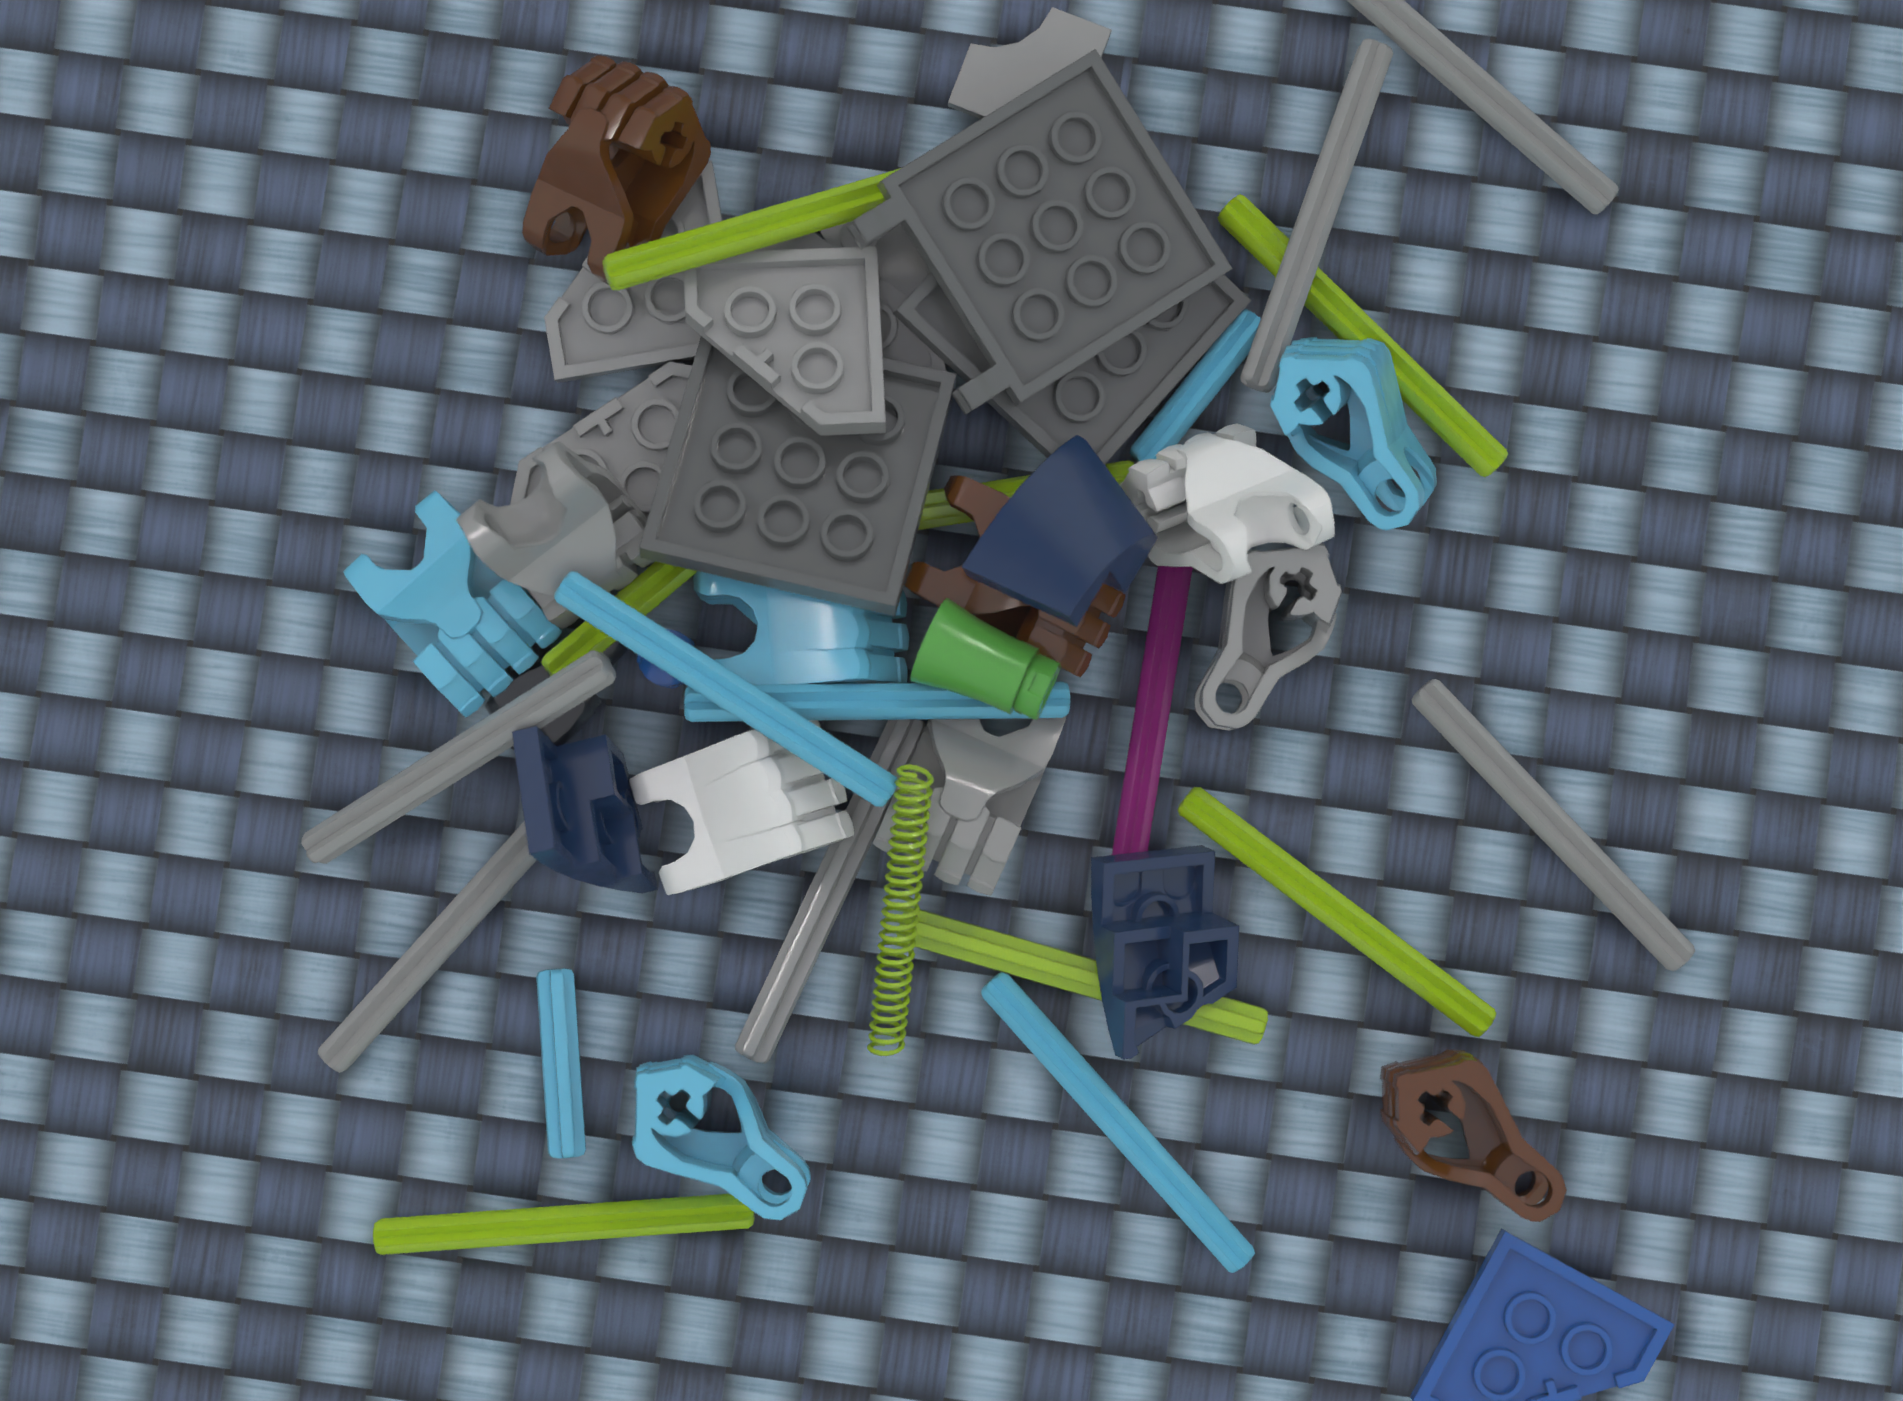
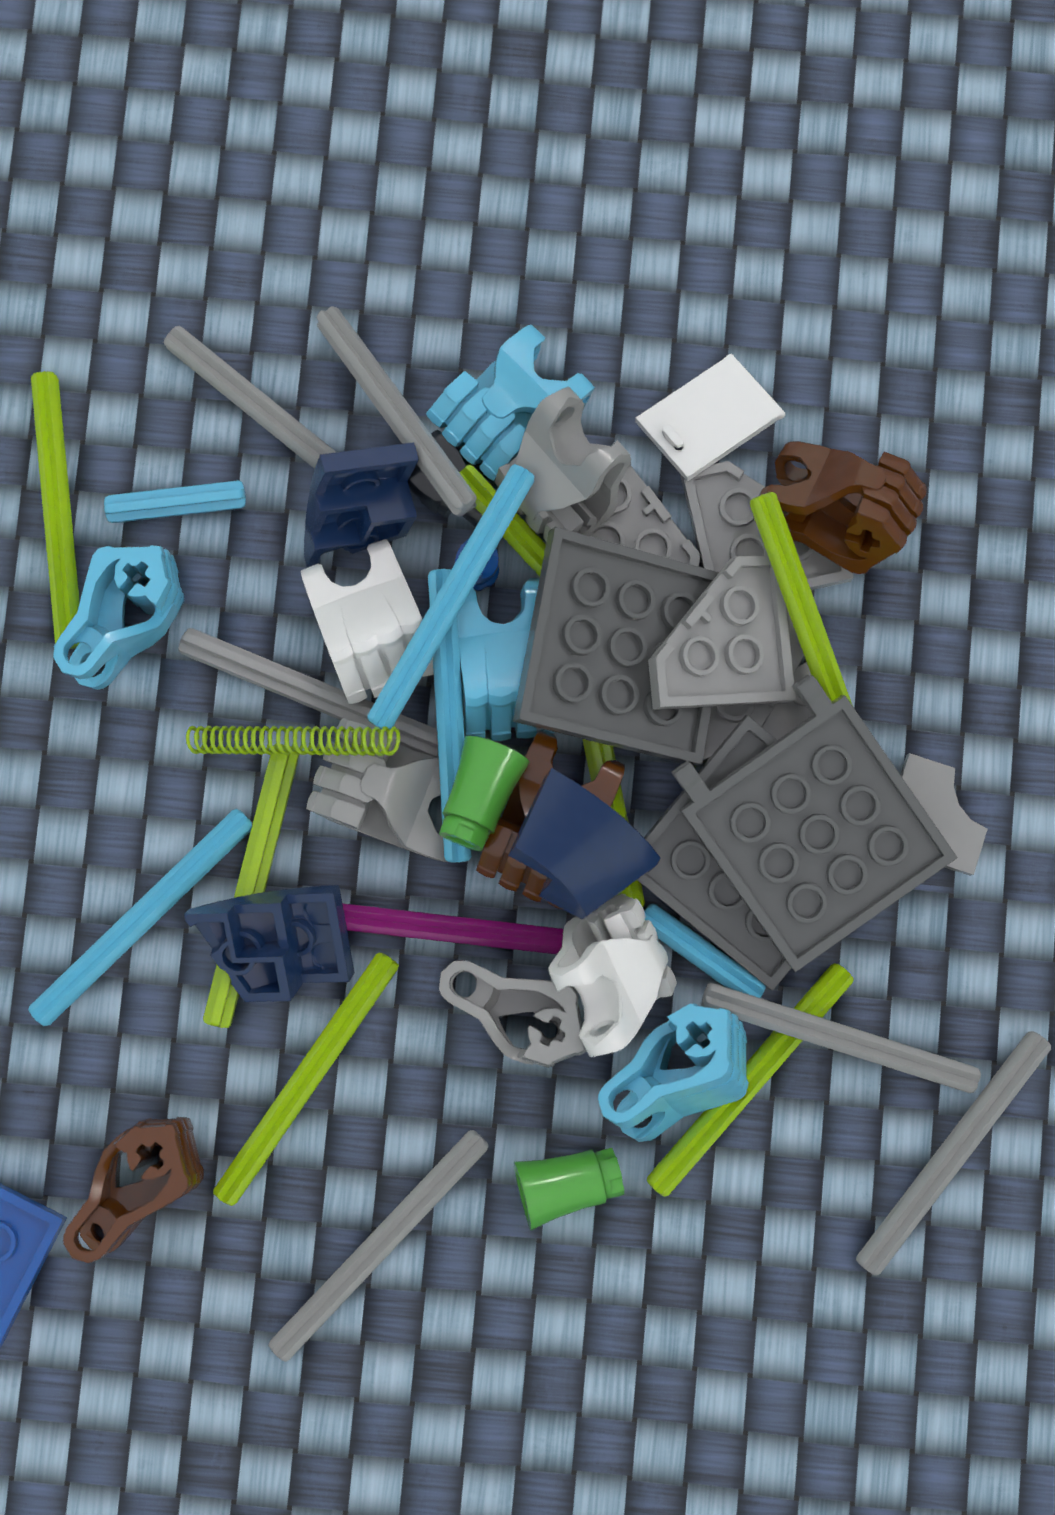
camera: 85 degrees right, 5 degrees down
(480, 338) = (709, 417): none -> white container
(1487, 579) = (567, 1184): none -> bright green plant

